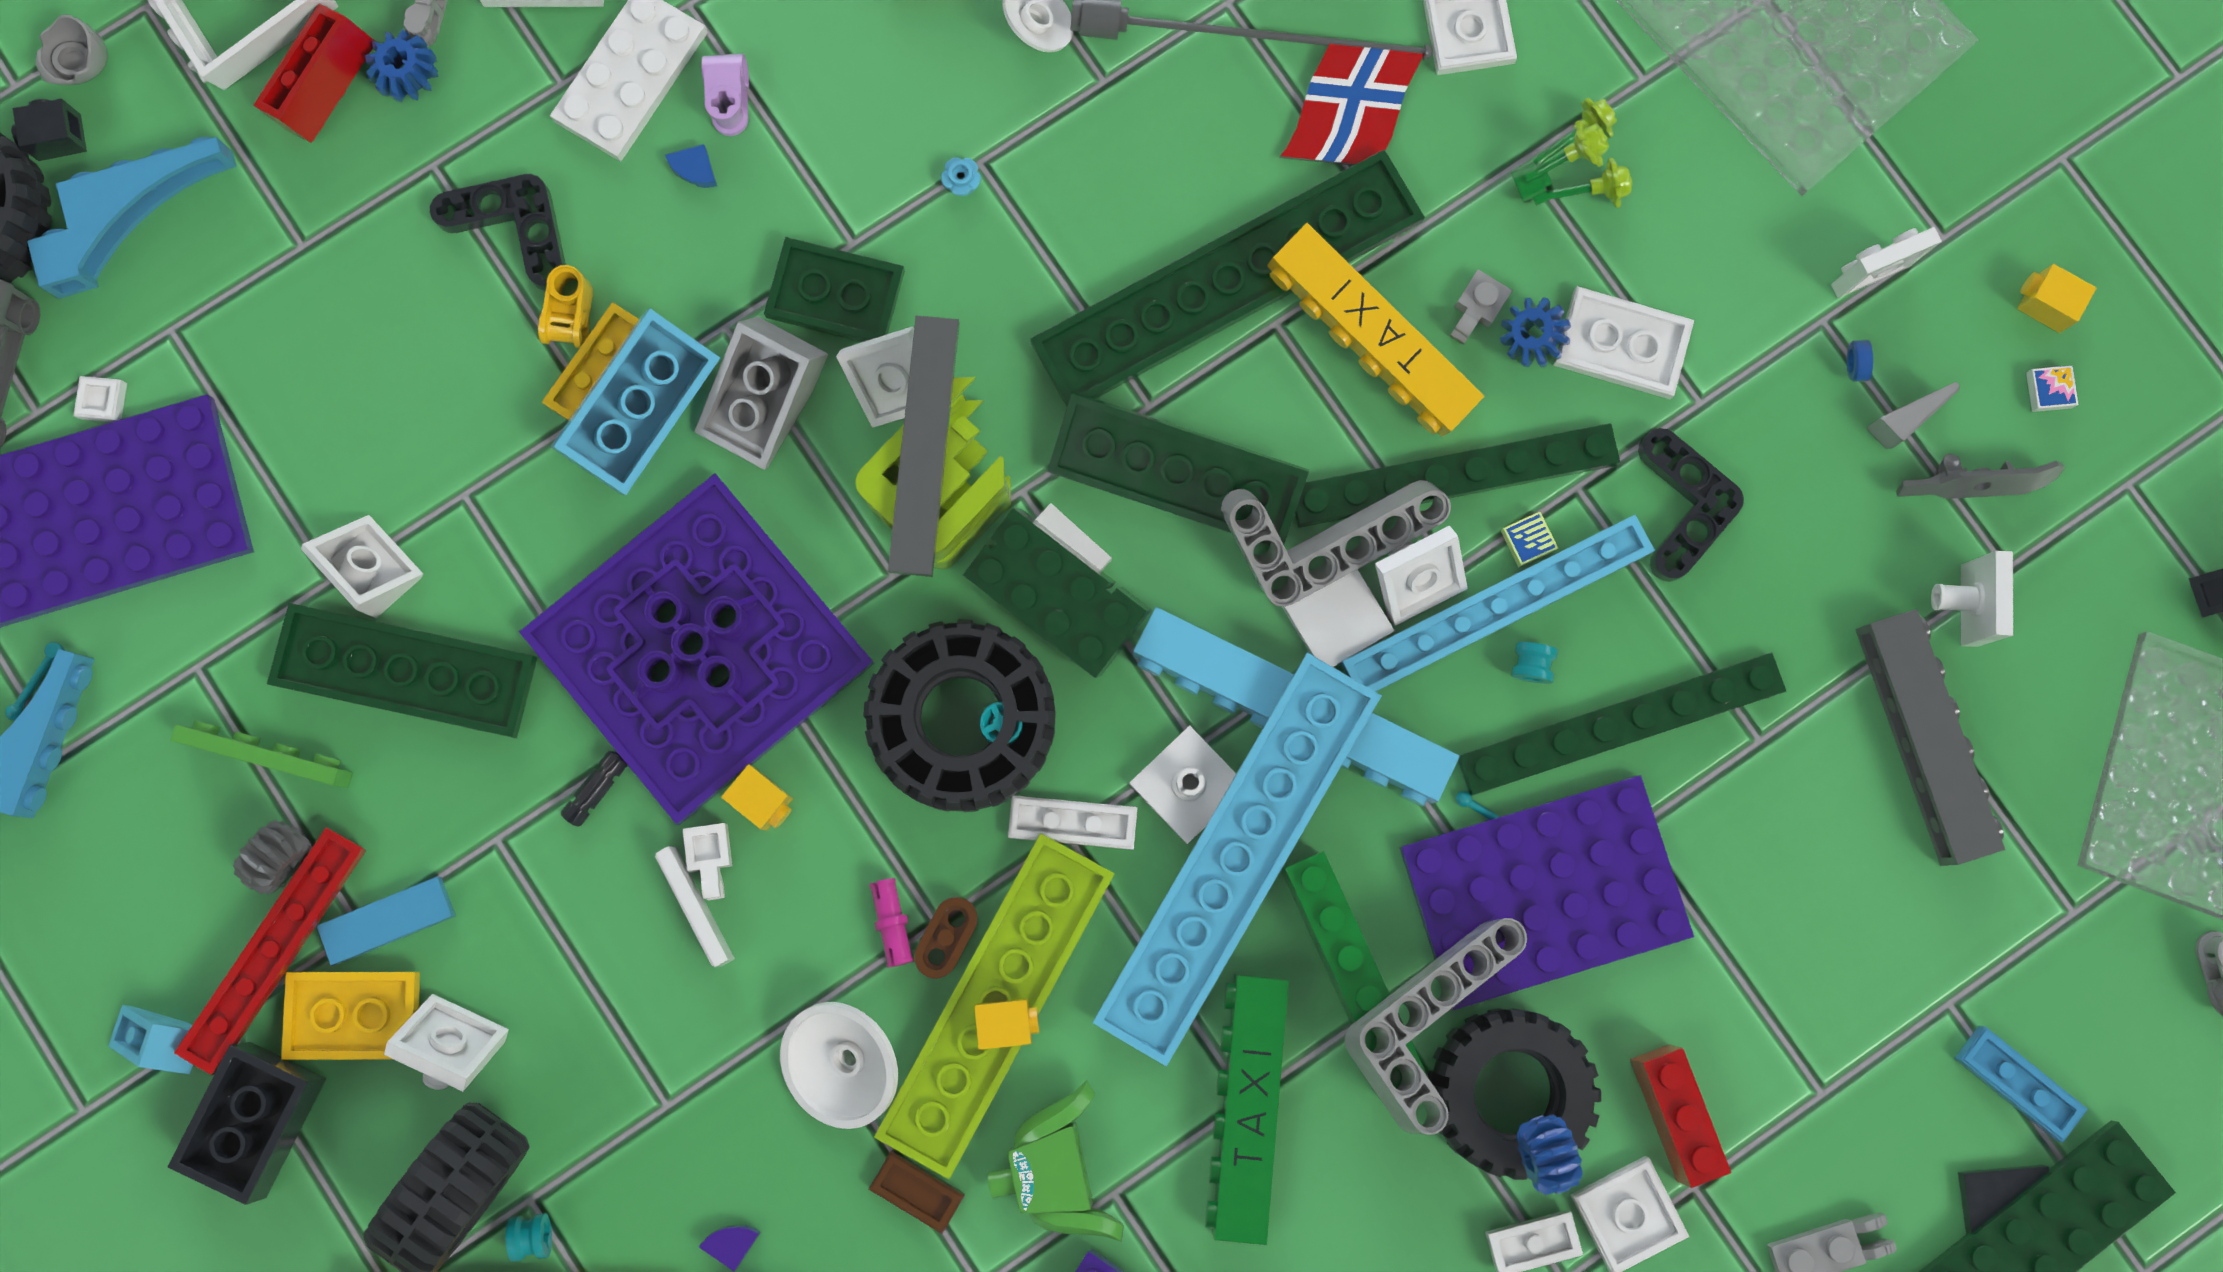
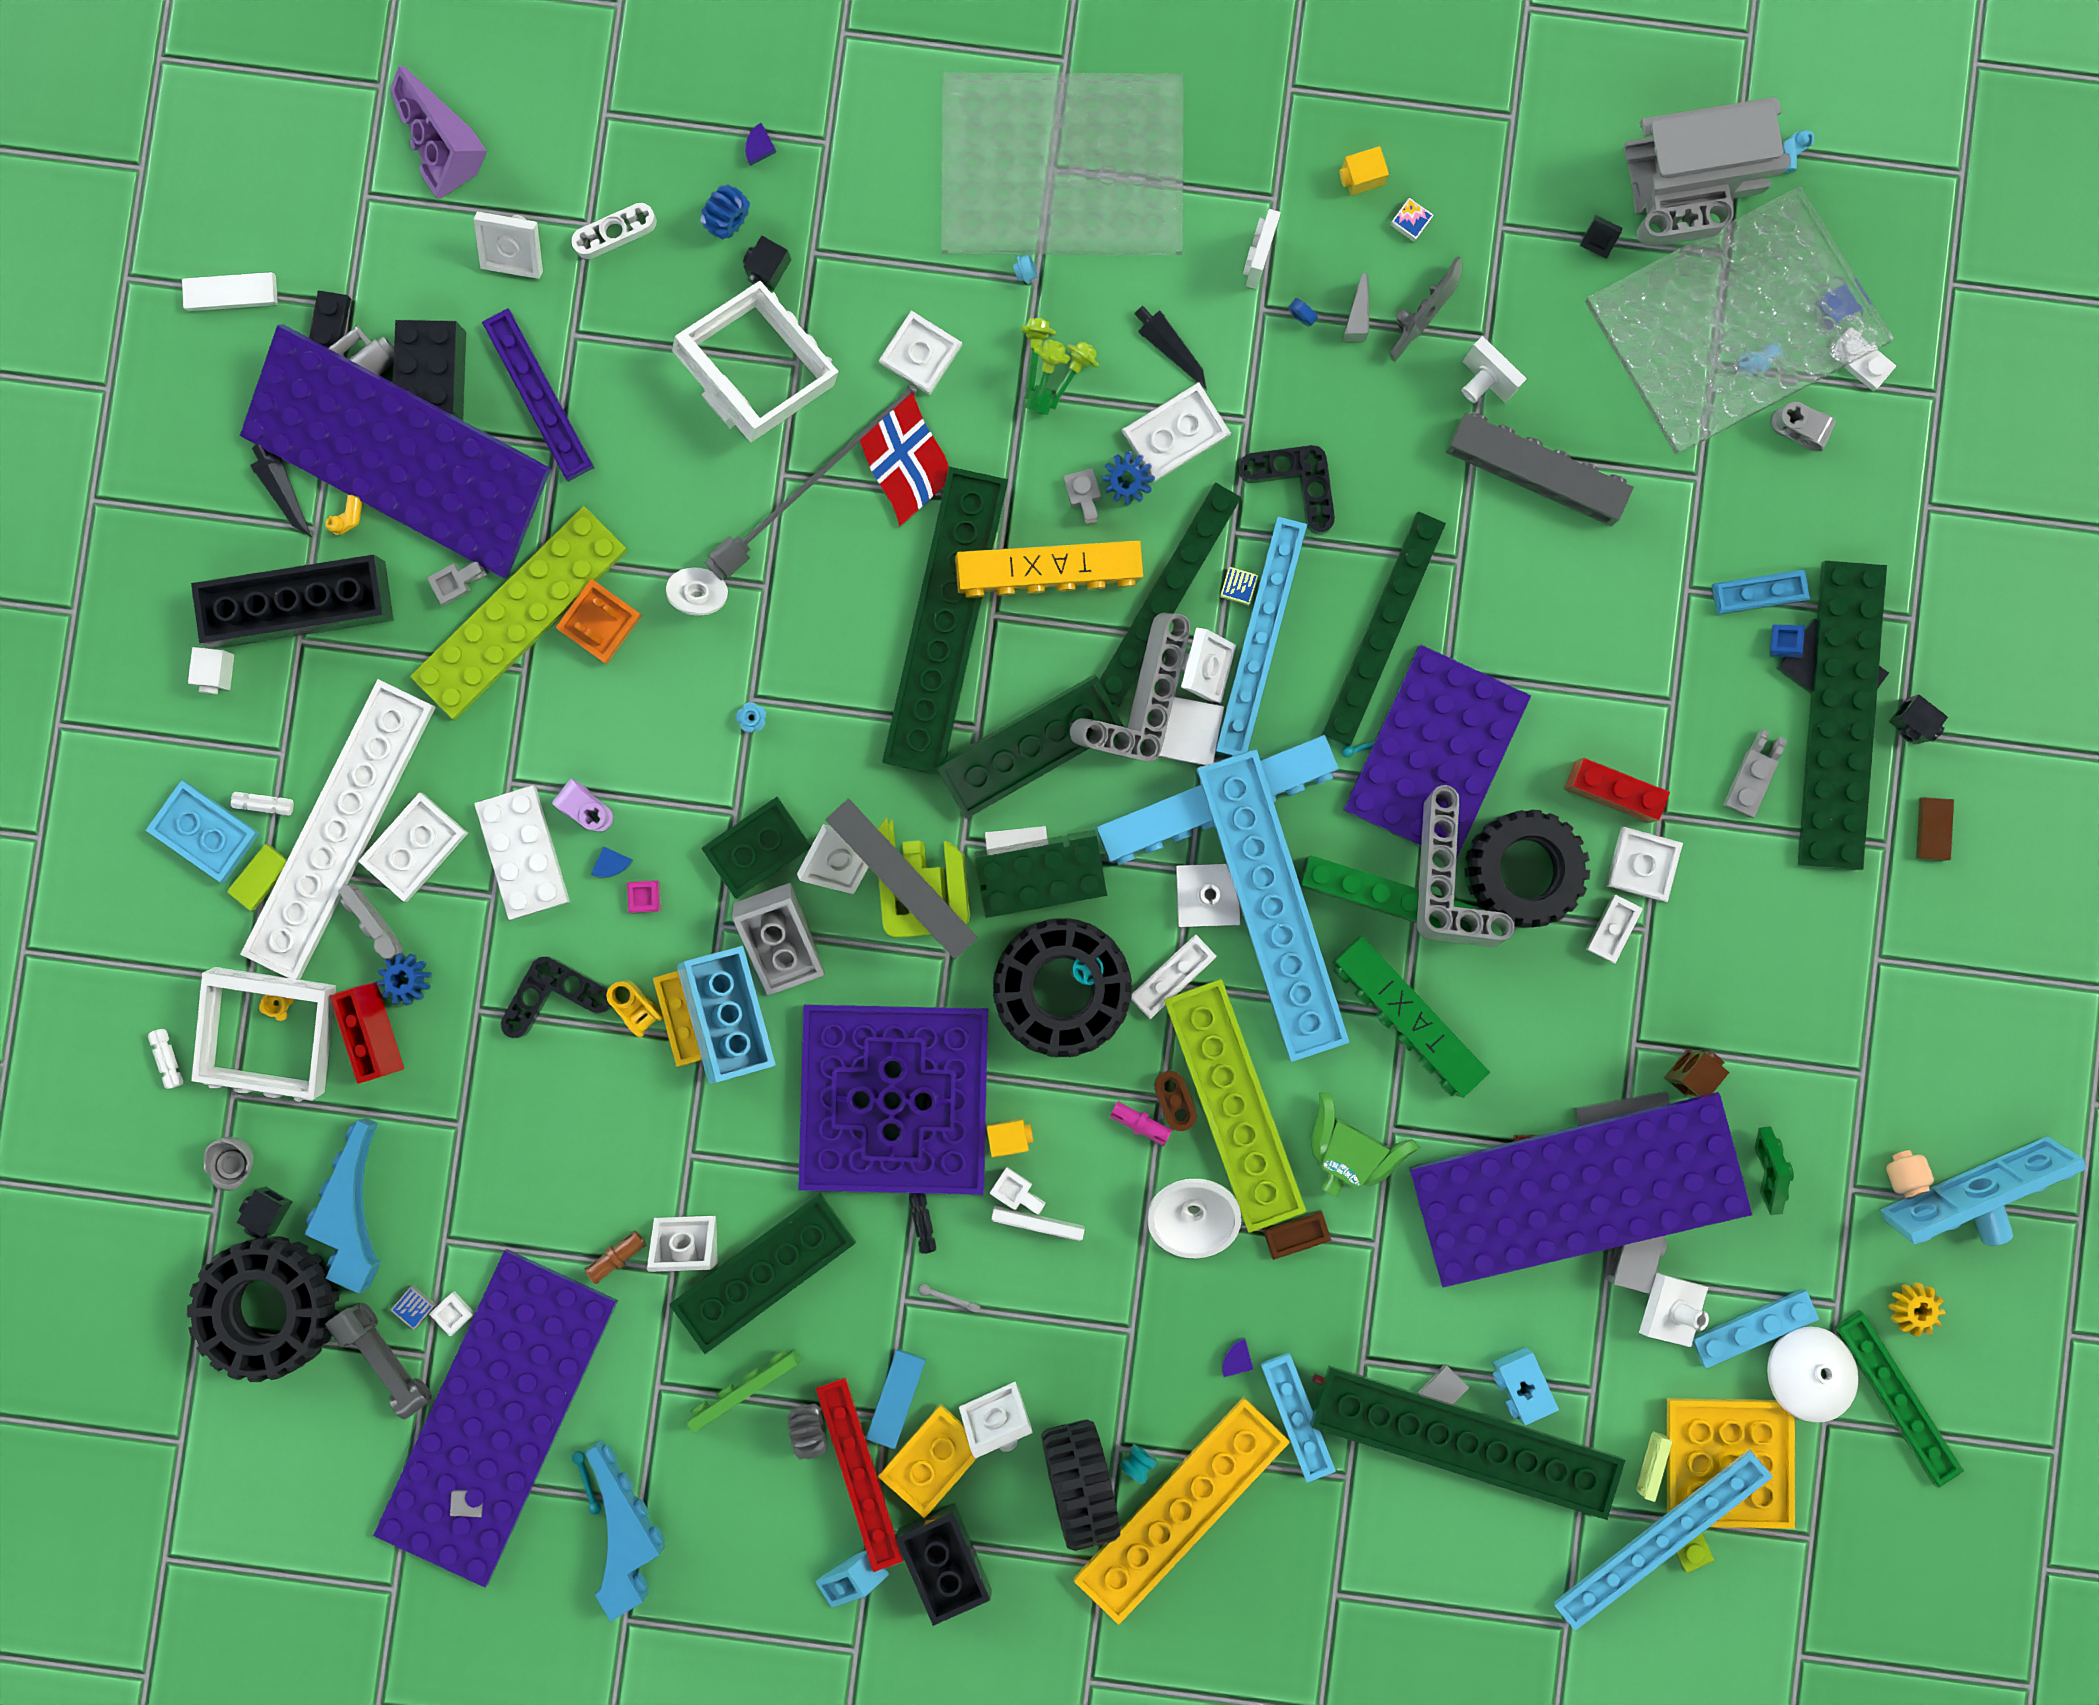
camera: 40 degrees left, 5 degrees up
(74, 356) = (413, 1307): none -> tile
(293, 509) = (615, 1257): none -> dark orange pin
(526, 852) = (925, 1290): none -> light grey hinge
(688, 226) = (643, 896): none -> dark pink tile
(1005, 1023) = (1251, 1109): yellow brick -> none
(1534, 662) = (1309, 646): teal wheel -> none
(1549, 1154) = (1576, 882): blue gear -> none
(1645, 56) = (1025, 269): none -> medium azure plate
(1706, 248) = (1164, 337): none -> black bar
(1998, 1157) = (1787, 641): none -> blue tile

